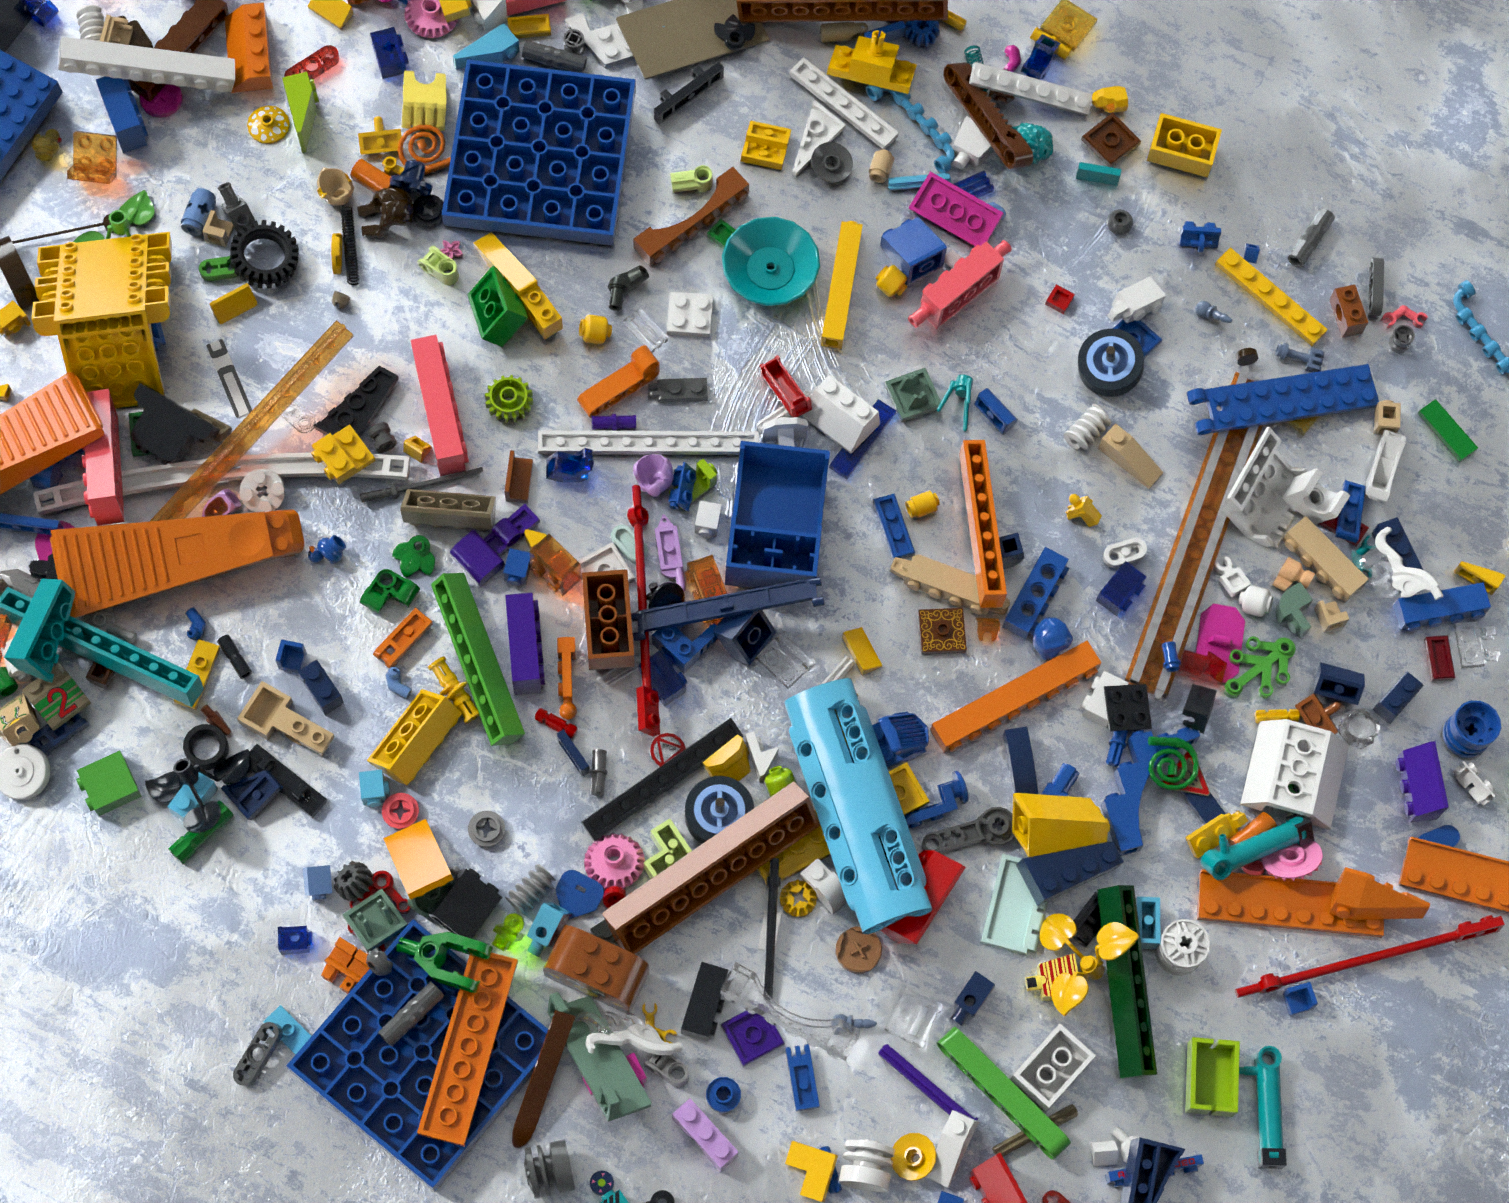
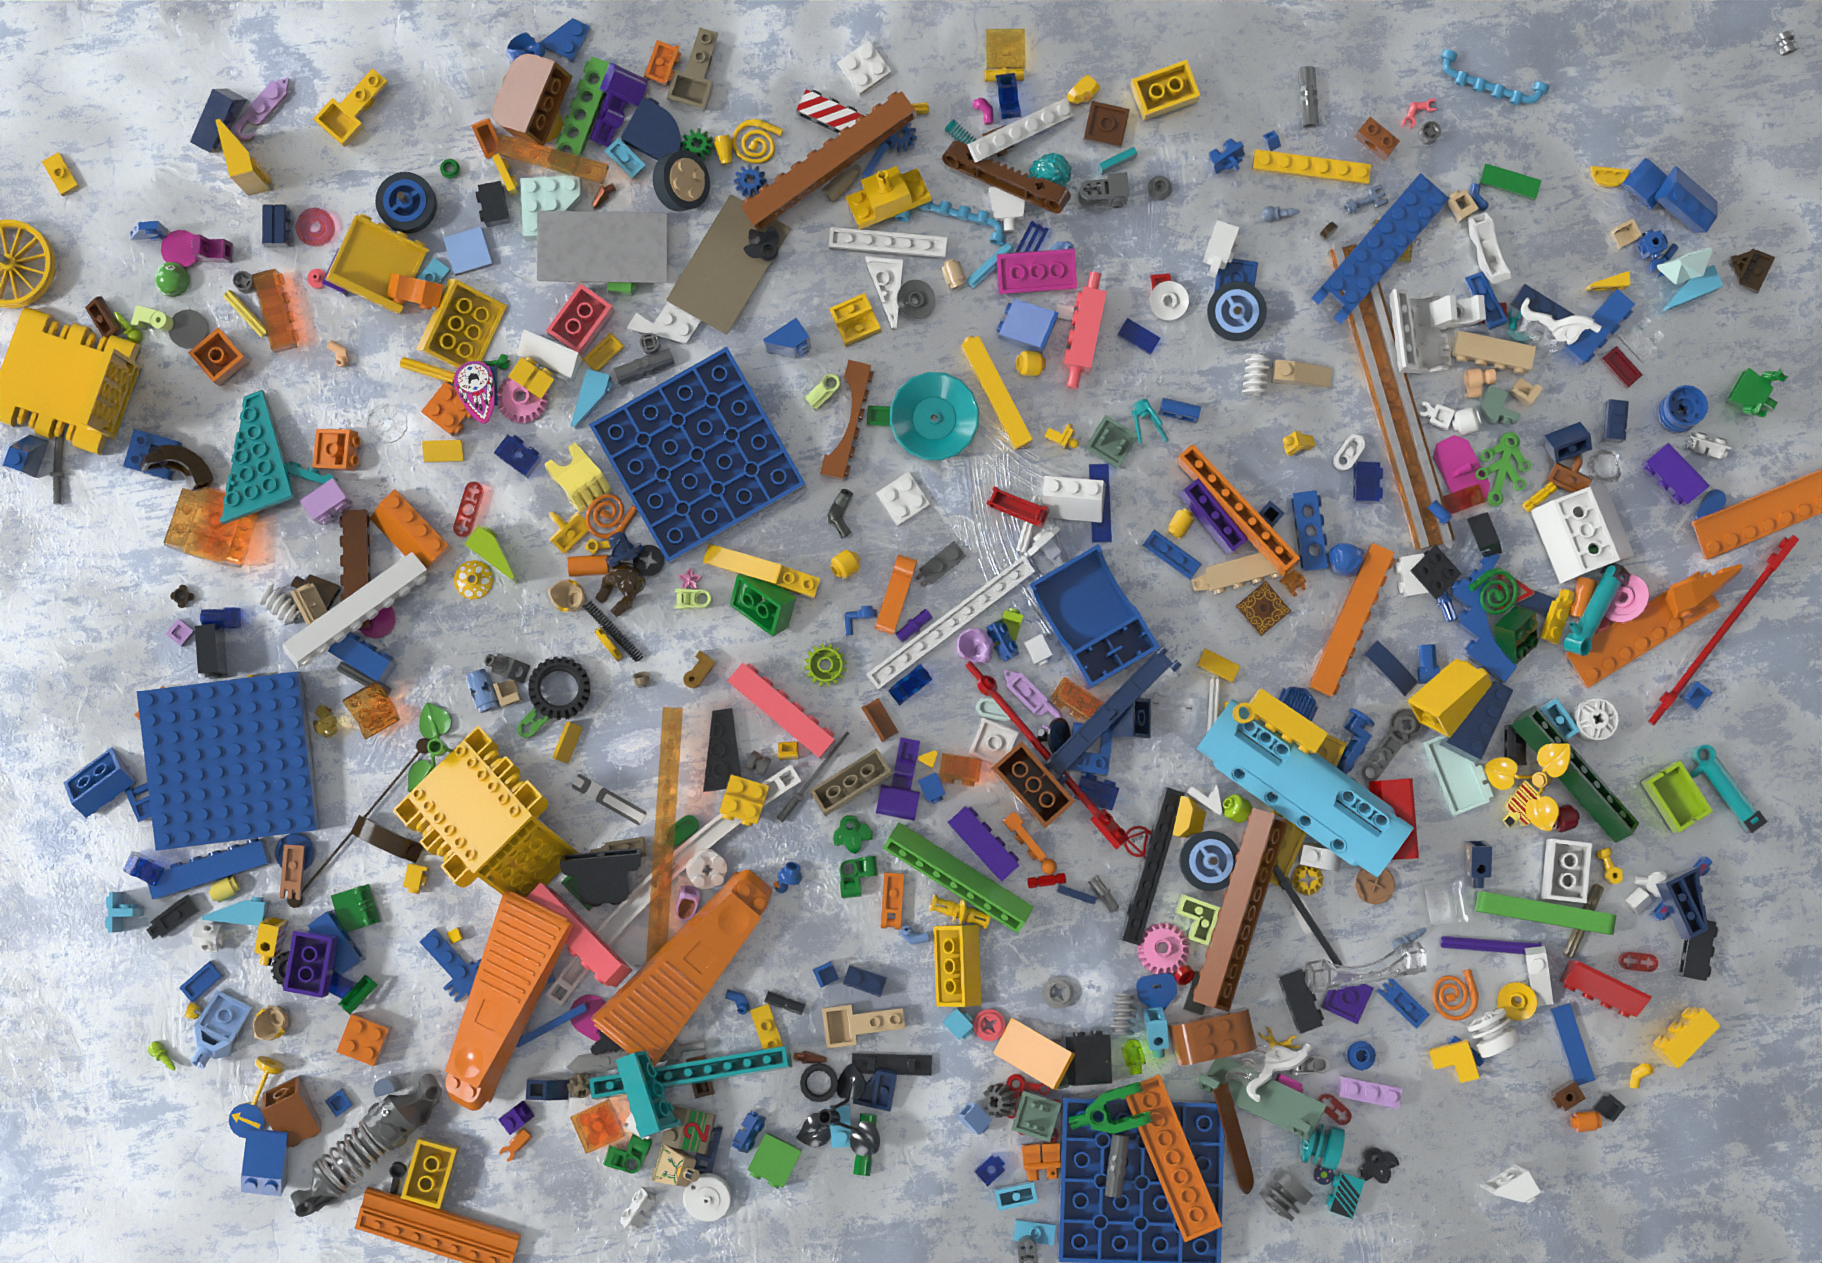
camera: 35 degrees left, 15 degrees up
(99, 747) = (745, 1140): none -> blue hinge
(105, 128) = (358, 676): none -> dark grey axle
(270, 445) = (685, 828): none -> green tile
(297, 978) = (1015, 1195): none -> medium azure brick
(378, 962) = (1068, 1148): dark grey plate -> none
(395, 327) = (700, 671): none -> pearl gold leg
(579, 381) = (866, 612): none -> blue plate
(620, 1148) = (1327, 1146): none -> teal wheel
(665, 1127) = (1337, 1105): none -> clear red beam
(691, 112) = (788, 341): none -> blue slope
(702, 81) = (770, 303): black hinge -> none
(852, 1108) = (1451, 997): none -> orange piece
(872, 362) = (1063, 440): none -> yellow piece
(882, 723) = (1282, 719): none -> yellow hinge
(955, 515) = (1212, 516): none -> dark purple brick
(1006, 327) = (1138, 336): none -> clear blue tile
(1053, 304) = (1179, 300): none -> white dish
(1075, 186) = (1111, 192): none -> dark grey brick
(1086, 1019) = (1567, 818): none -> dark red head
(1097, 1105) = (1612, 874): none -> yellow leg
(1164, 816) = (1517, 633): none -> dark green slope
(1376, 286) = (1382, 102): dark grey beam -> none
(1405, 422) = (1481, 203): none -> blue arm

